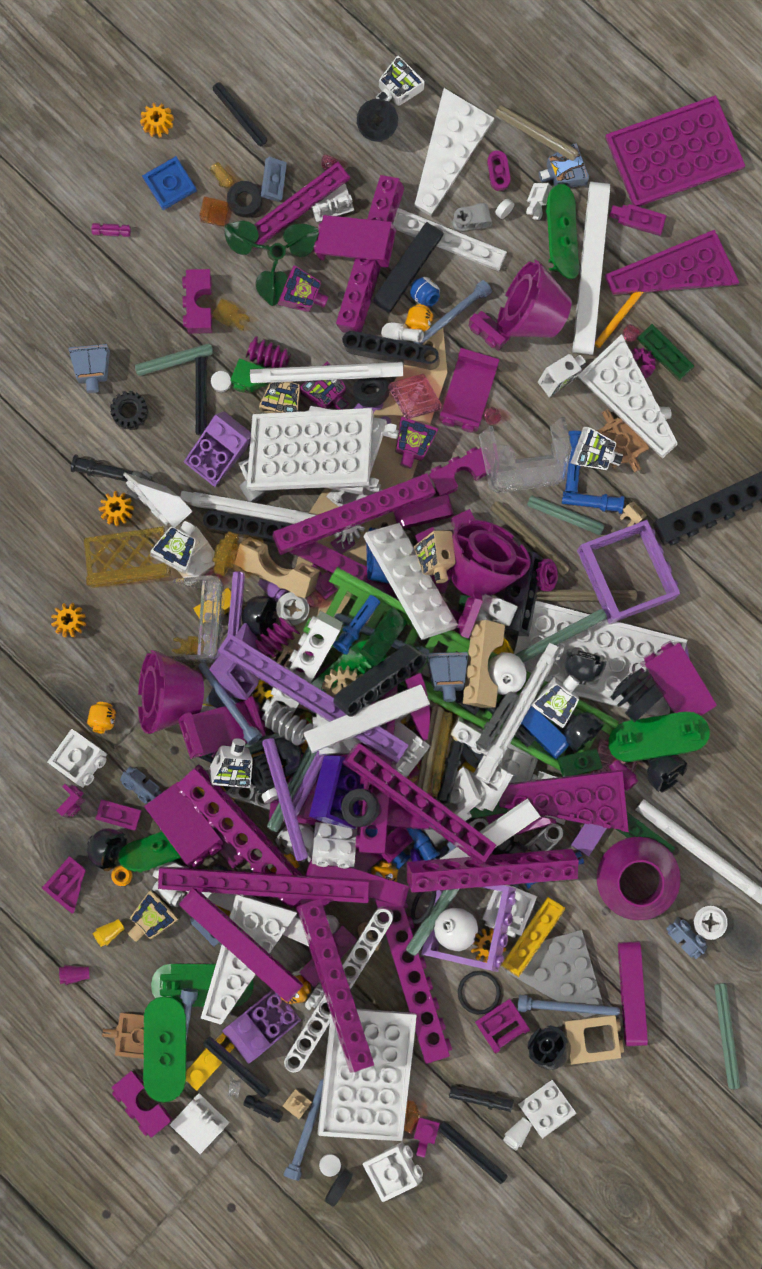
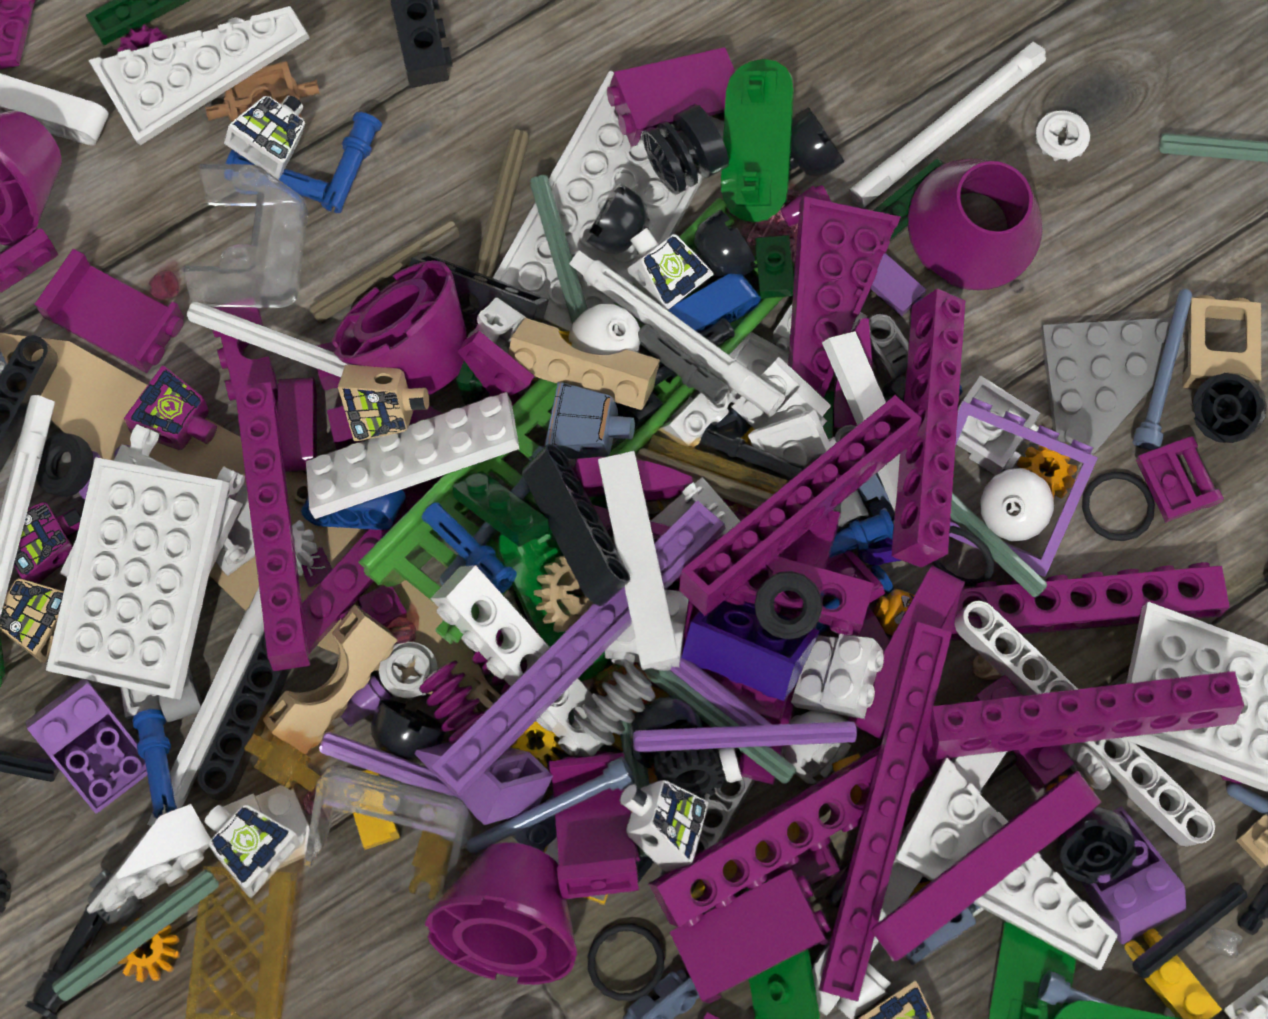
camera: 75 degrees left, 10 degrees down
(119, 501) = (135, 935): none -> sand green axle
(164, 779) = (649, 986): none -> black piece
(222, 483) = (154, 749): none -> blue pin
(268, 1006) = (1097, 846): none -> black cylinder
(415, 396) = (95, 393): clear pink tile -> none
(467, 479) = (265, 338): none -> white axle
(533, 937) = (1036, 390): yellow tile -> none
(547, 582) = (454, 252): magenta gear -> none
(561, 374) = (124, 152): white torso -> none
(565, 515) = (360, 210): sand green axle -> none
(599, 584) = (486, 174): medium lavender window -> none
(617, 319) = (59, 64): light orange bar -> none
(630, 333) = (90, 49): clear pink hinge -> none
(632, 994) = (1156, 269): magenta beam -> none
(634, 512) = (385, 106): tan tile -> none
(694, 944) = (1093, 166): sand blue hinge -> none

